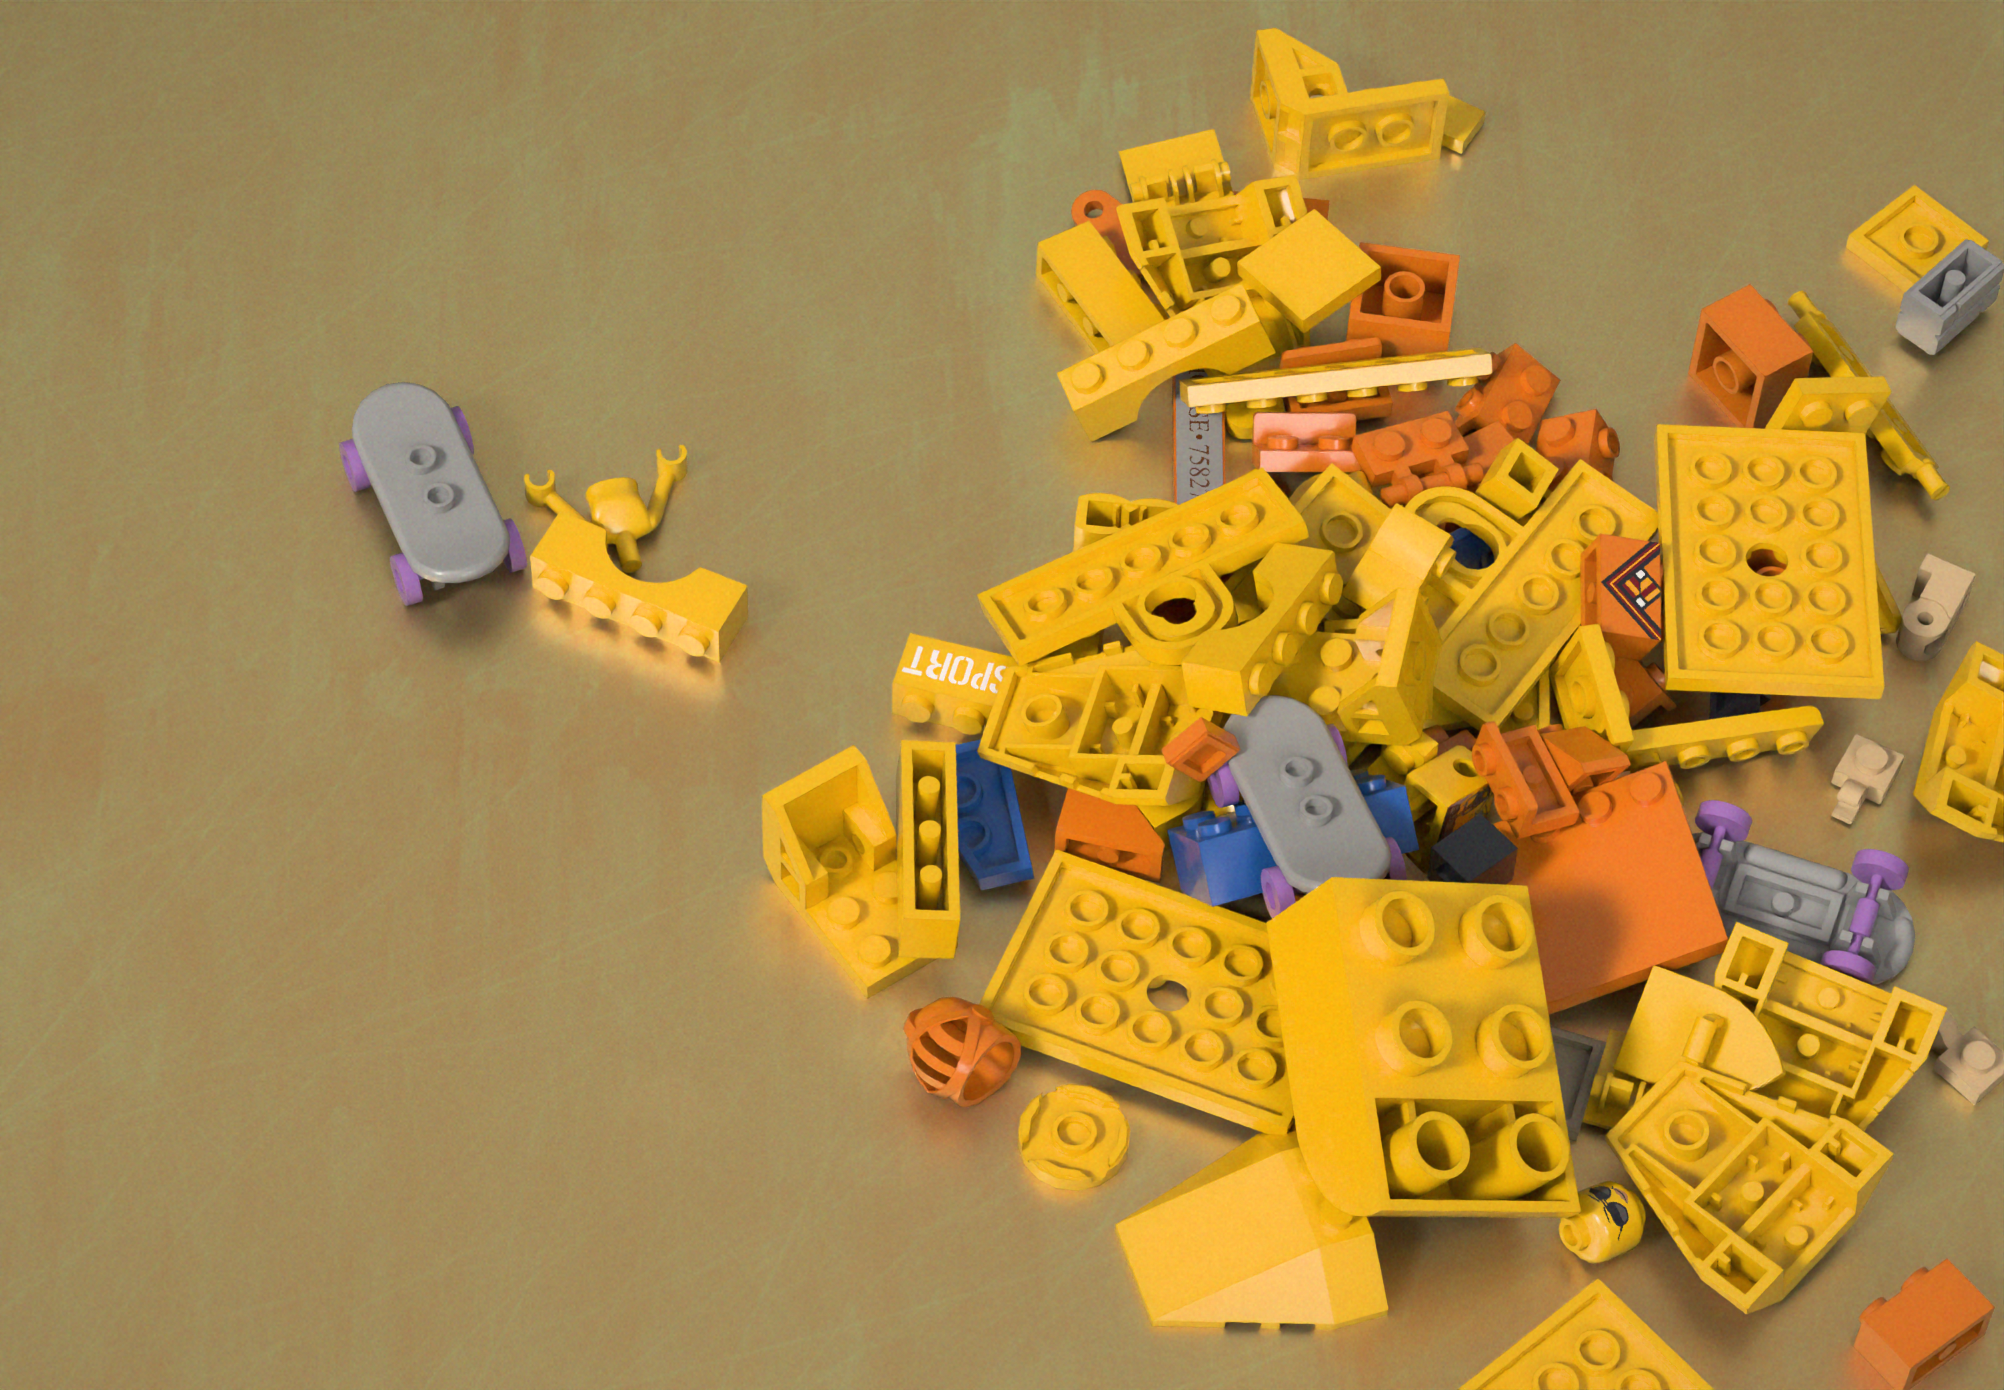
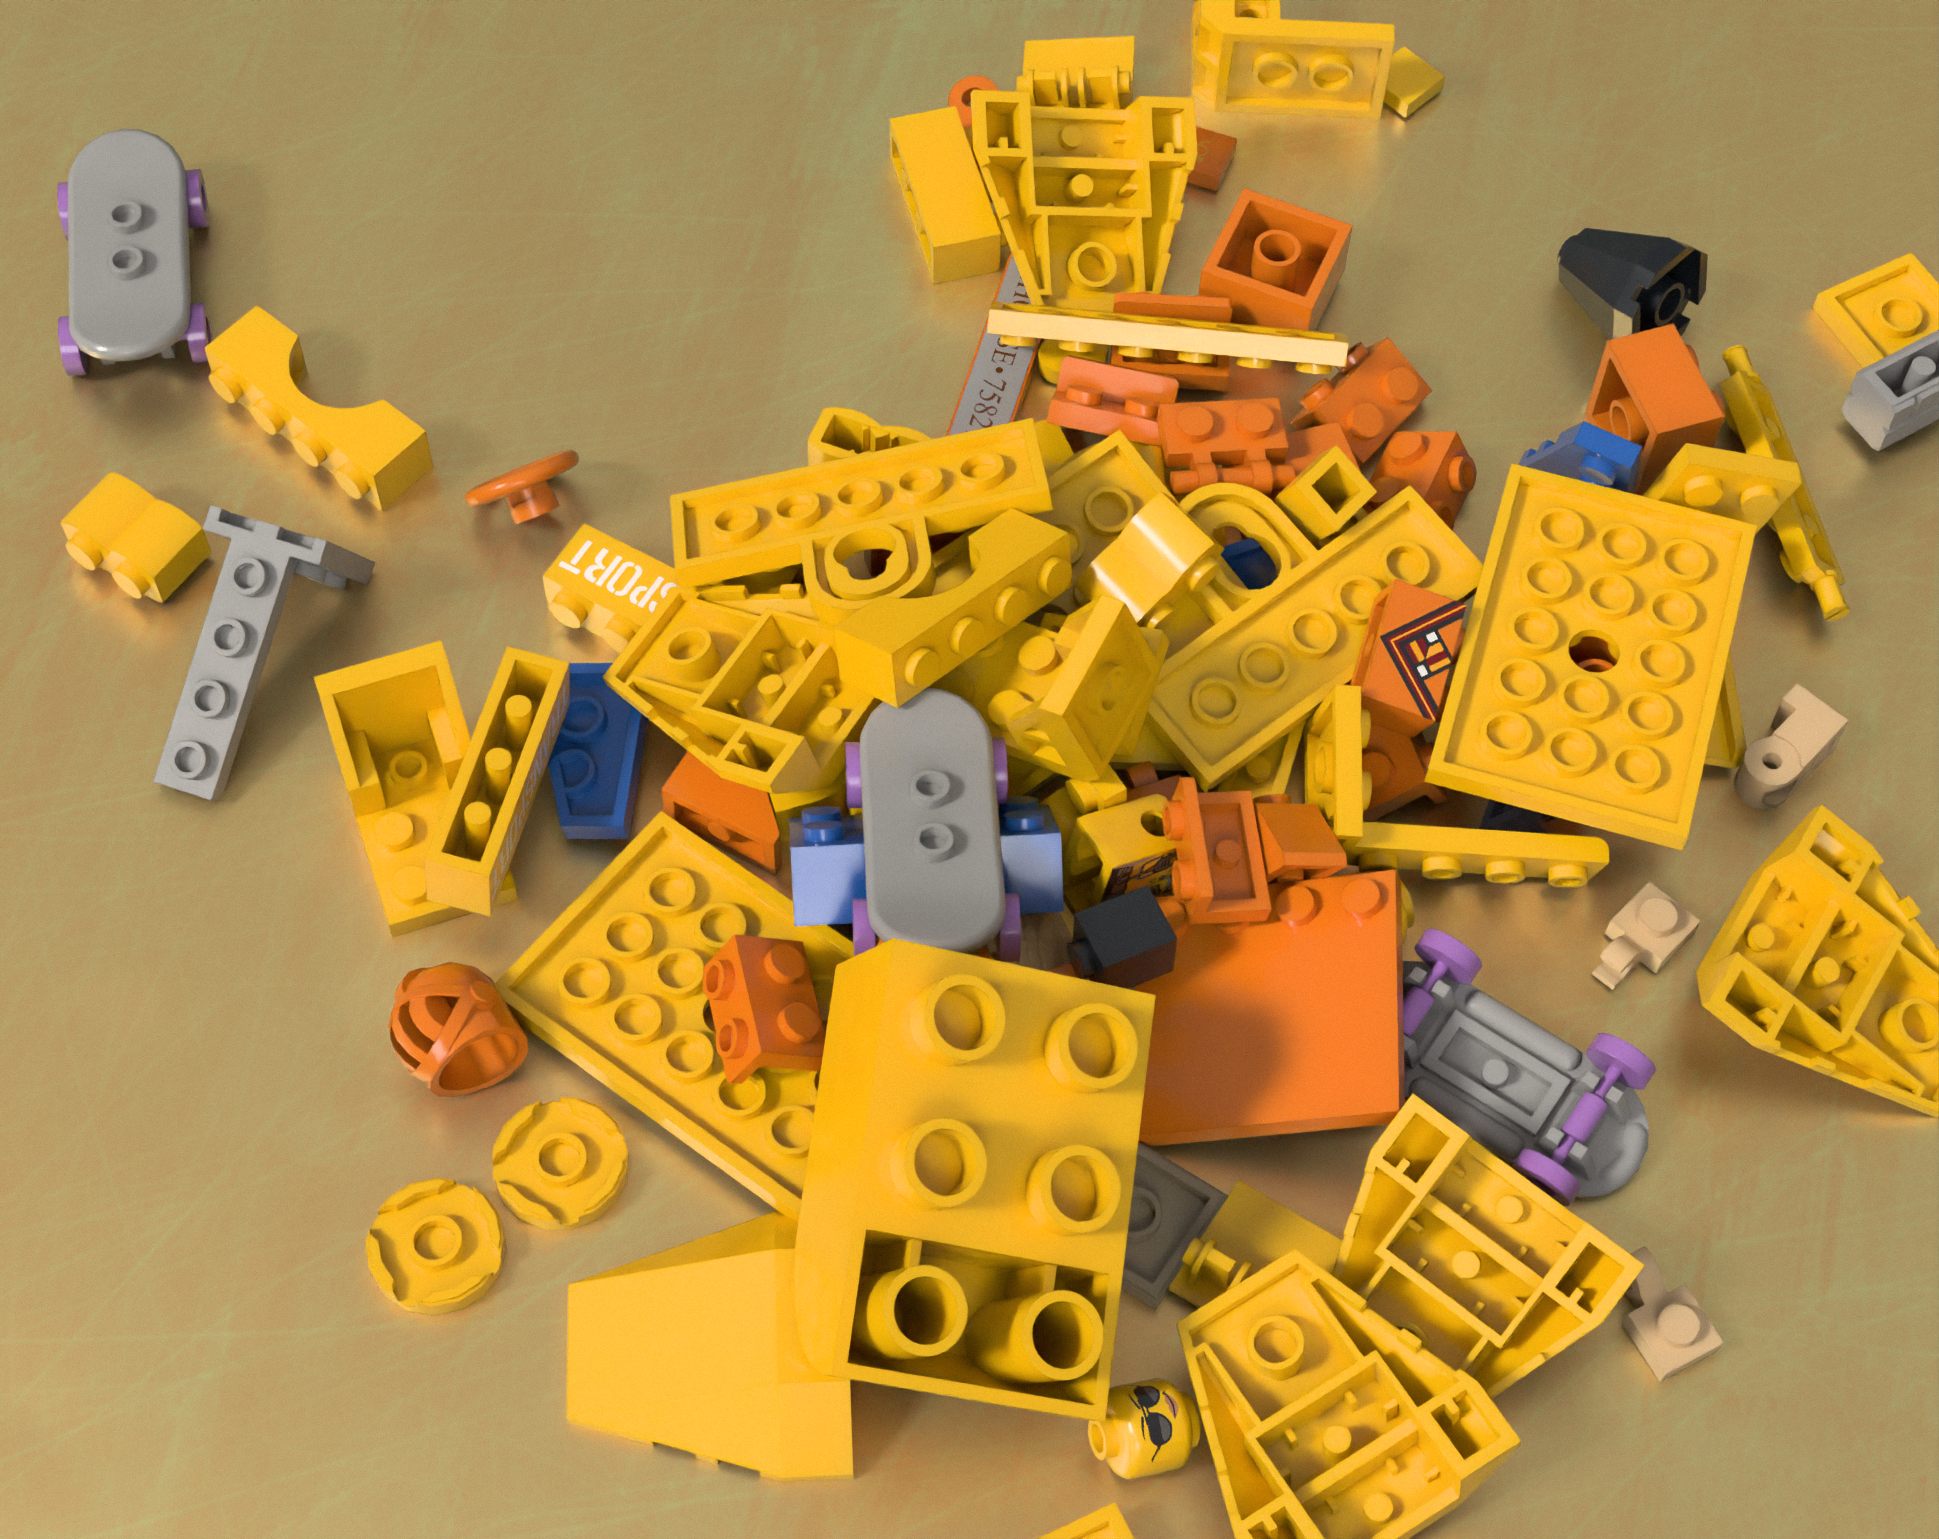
camera: 15 degrees right, 5 degrees up
(528, 726) = (135, 538): none -> yellow brick
(618, 505) = (332, 314): yellow piece -> none
(663, 786) = (238, 642): none -> light grey bracket
(842, 614) = (525, 487): none -> orange piece
(999, 1220) = (436, 1246): none -> yellow tile
(1200, 749) = (827, 736): orange tile -> none
(1200, 978) = (763, 1006): none -> orange bracket
(1211, 335) = (1038, 256): yellow arch -> none
(1309, 270) = (1173, 208): yellow tile -> none
(1696, 255) = (1632, 279): none -> black cone
(1698, 1026) = (1333, 1215): yellow shield -> none
(1712, 404) = (1589, 456): none -> blue wing

